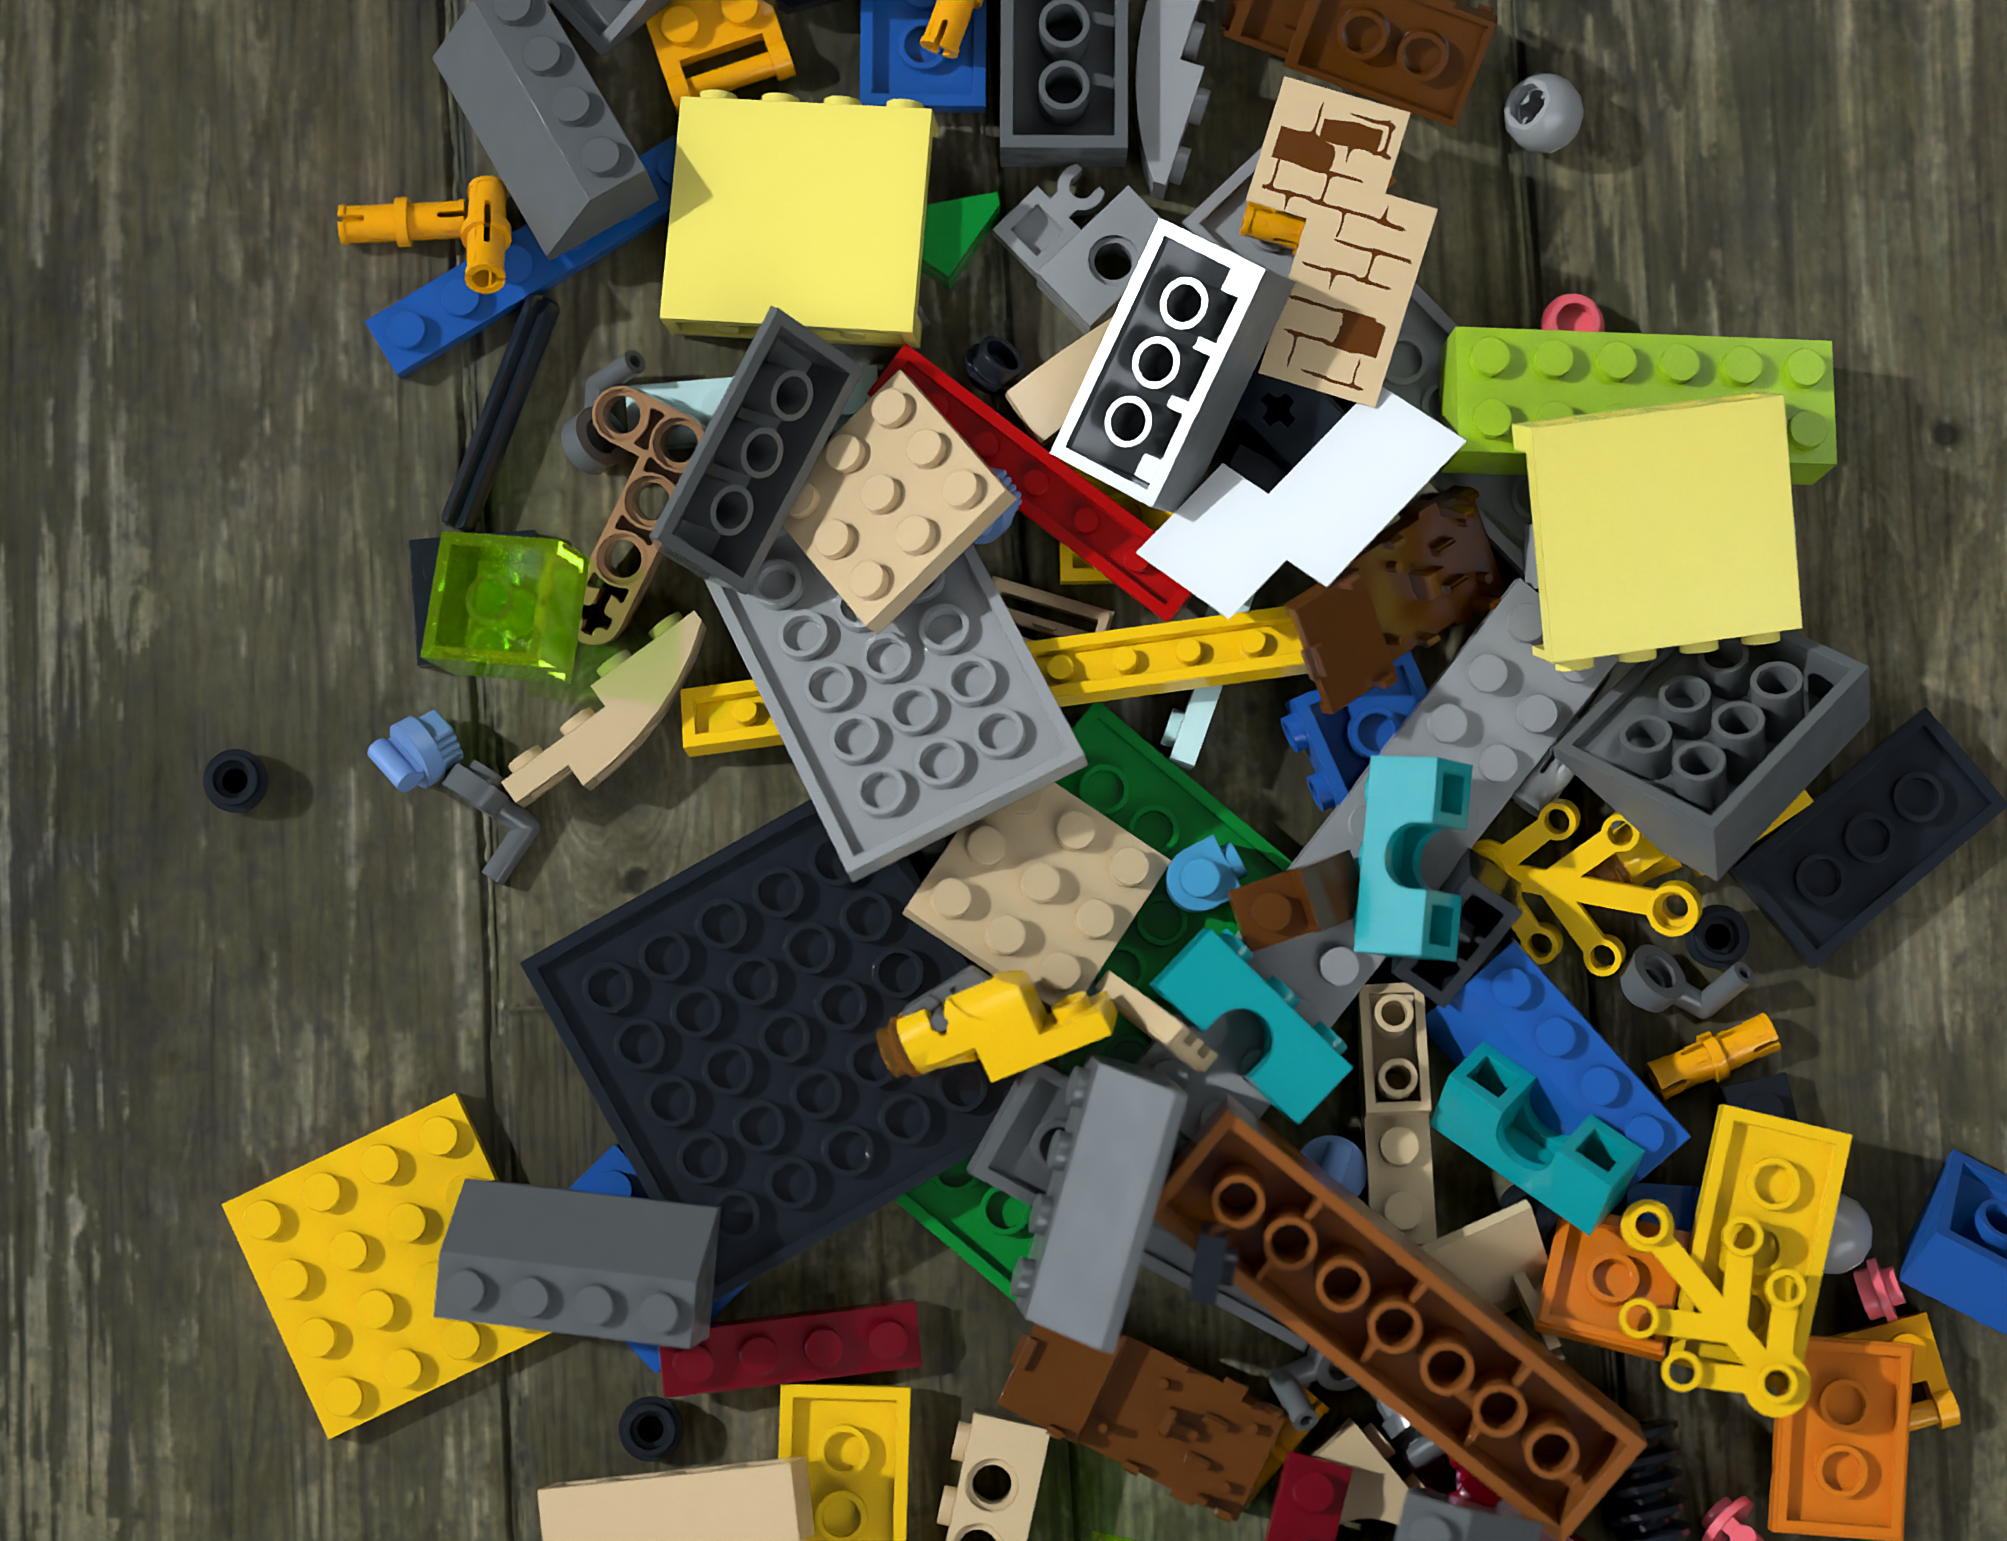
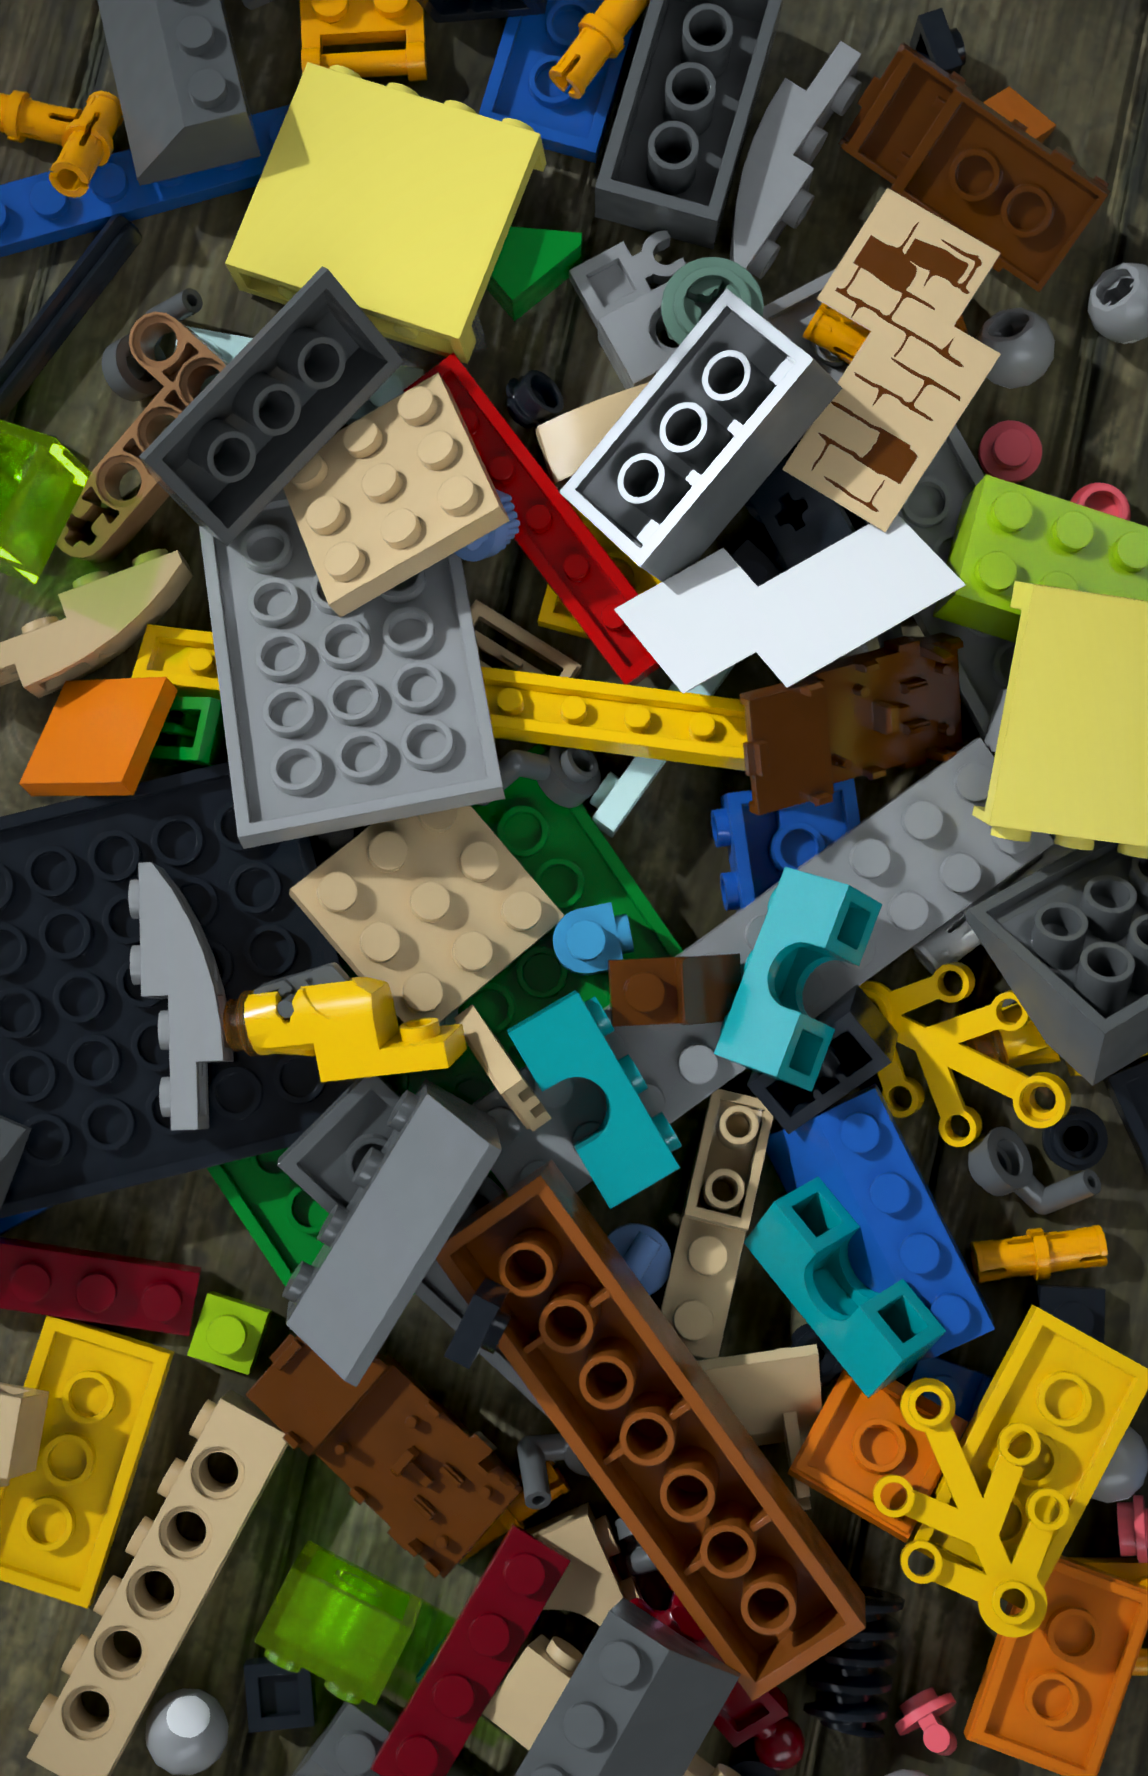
camera: 20 degrees right, 0 degrees up
(671, 813) = (99, 737): none -> orange tile
(742, 786) = (192, 734): none -> green slope
(821, 1012) = (180, 967): none -> light grey slope
(959, 1353) = (229, 1332): none -> lime plate
(1127, 210) = (700, 282): none -> sand green gear
(1128, 723) = (562, 773): none -> dark grey plate
(1449, 182) = (1024, 346): none -> light grey piece
(1470, 288) = (1010, 451): none -> coral plate

